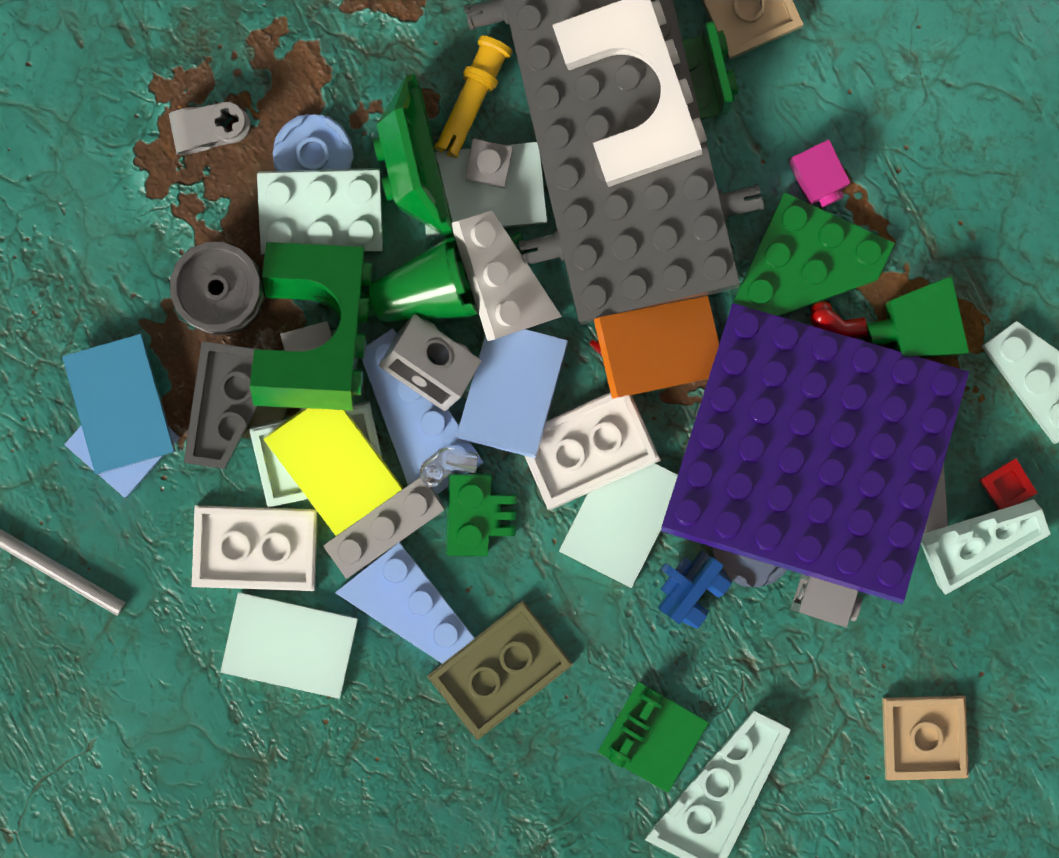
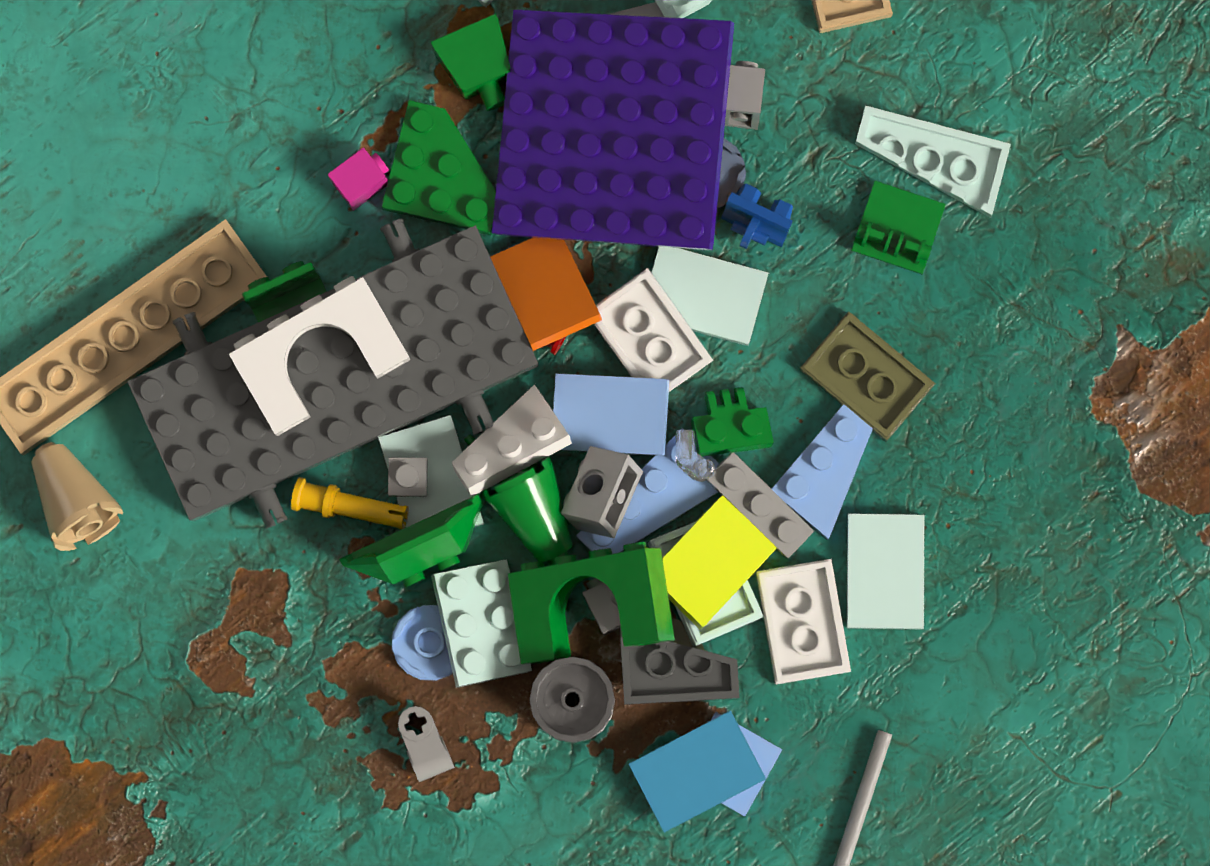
camera: 95 degrees left, 5 degrees down
(825, 318) = (490, 145): red arm -> none

